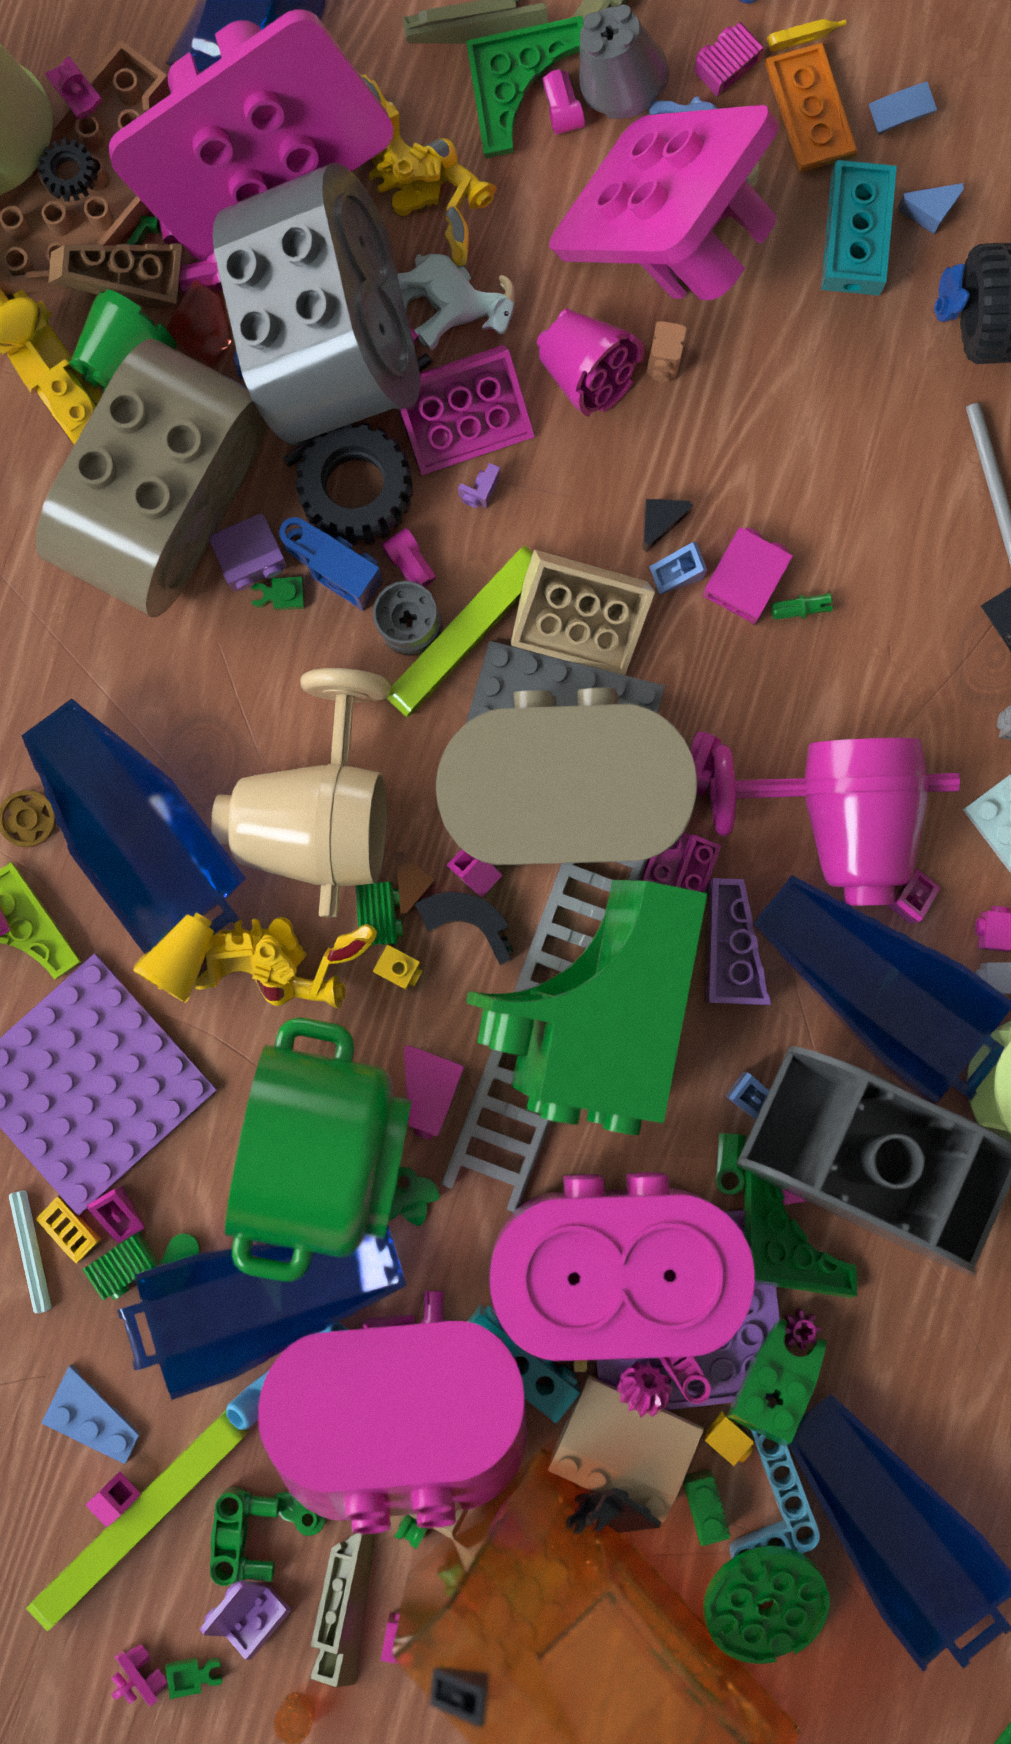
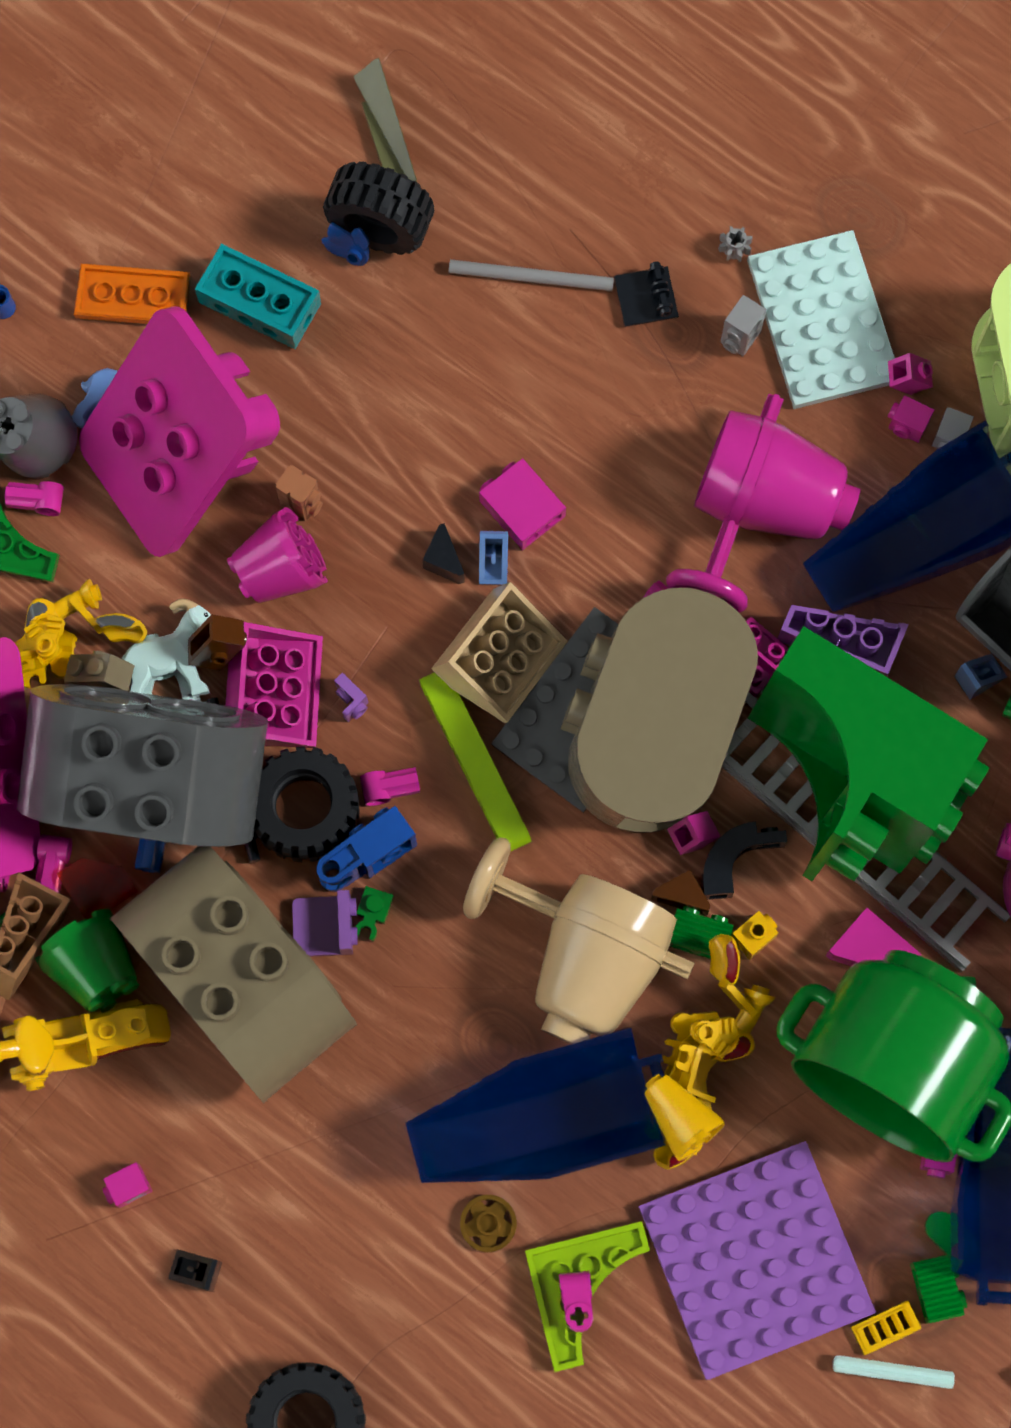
camera: 70 degrees left, 10 degrees down
(117, 1214) = (887, 1275): dark pink slope -> none
(398, 604) = (434, 791): dark grey wheel -> none
(406, 235) = (99, 670): none -> dark tan brick
(477, 332) = (216, 642): none -> reddish brown brick
(728, 58) = (59, 345): dark pink brick -> none
(801, 606) = (567, 470): green axle -> none
(802, 34) = (64, 277): yellow piece -> none
(903, 107) = (167, 221): medium blue slope -> none
(915, 897) = (861, 473): dark pink slope -> none
(930, 205) = (264, 231): medium blue slope -> none

